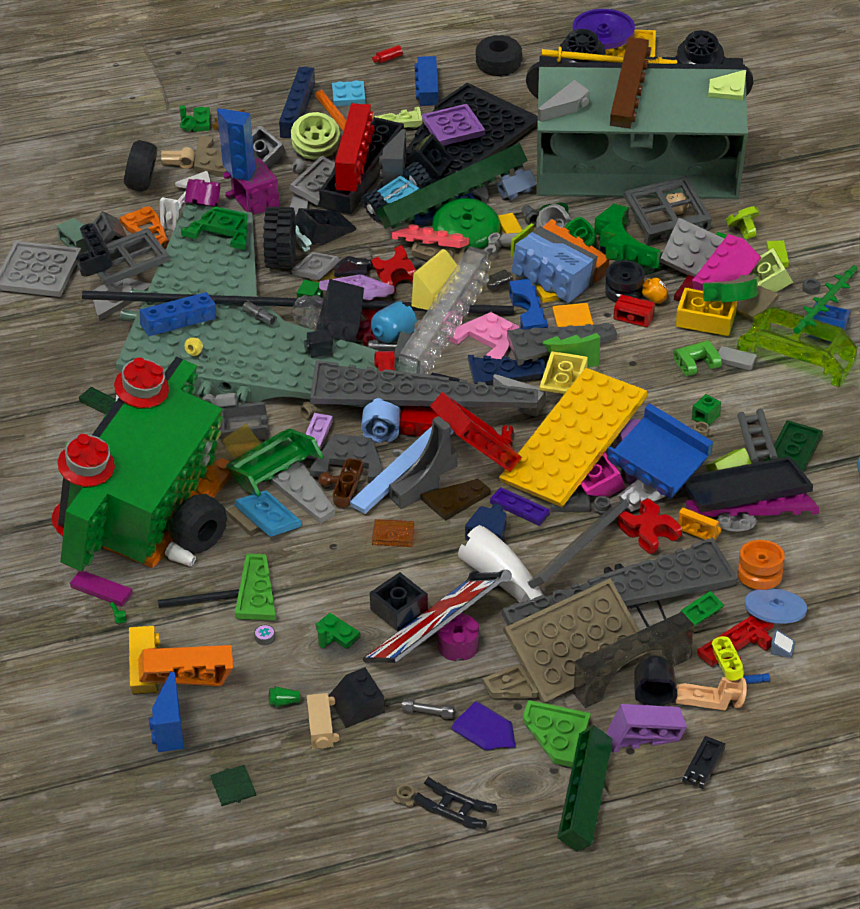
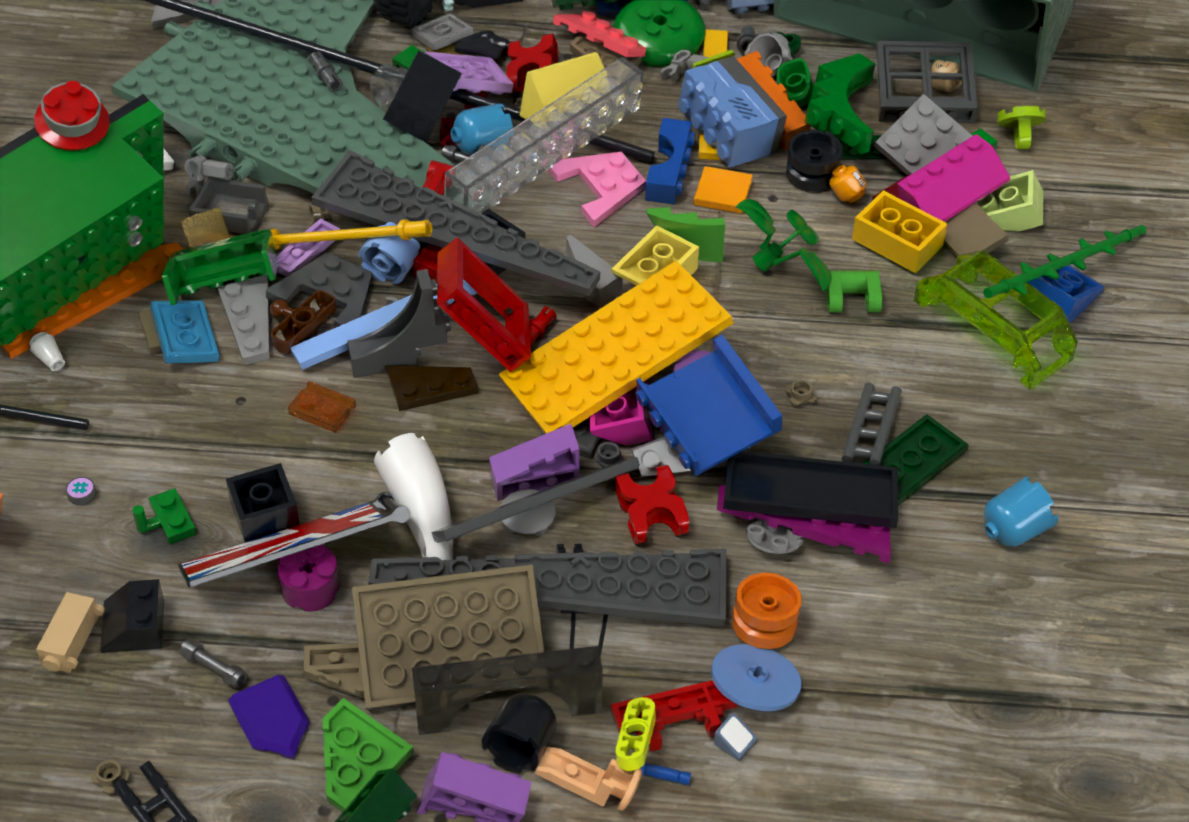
camera: 20 degrees right, 5 degrees up
(177, 314) = (221, 44): blue brick -> none
(197, 346) = (213, 90): light yellow plate -> none
(198, 523) = (82, 318): black tyre -> none
(255, 590) = (106, 427): bright green wing -> none
(281, 696) = (44, 582): green cone -> none
(319, 343) = (370, 130): black brick -> none
(394, 399) = (404, 229): none -> yellow bar
(484, 369) = (590, 230): dark blue wing -> none
(490, 518) = (445, 434): dark blue torso -> none
(499, 280) = (654, 112): clear smoke brick -> none
(520, 506) = (500, 419): dark purple tile -> none
(528, 345) = (635, 199): dark grey wing -> none
(563, 523) = (536, 463): none -> medium lavender wedge
(579, 561) = (532, 521): none -> light grey dish
(632, 349) = (771, 253): none -> green plant
(634, 311) = (807, 200): red brick -> none
(698, 524) = (716, 525): light orange bracket -> none
(703, 608) = (645, 648): green hinge -> none
(706, 409) = (823, 366): green brick -> none
(728, 291) = (942, 213): green arch -> none
(733, 459) = (818, 447): lime panel -> none
(737, 358) = (908, 307): light grey tile -> none
(780, 248) = (1049, 176): lime tile -> none
(811, 286) = (1068, 237): dark grey tile -> none

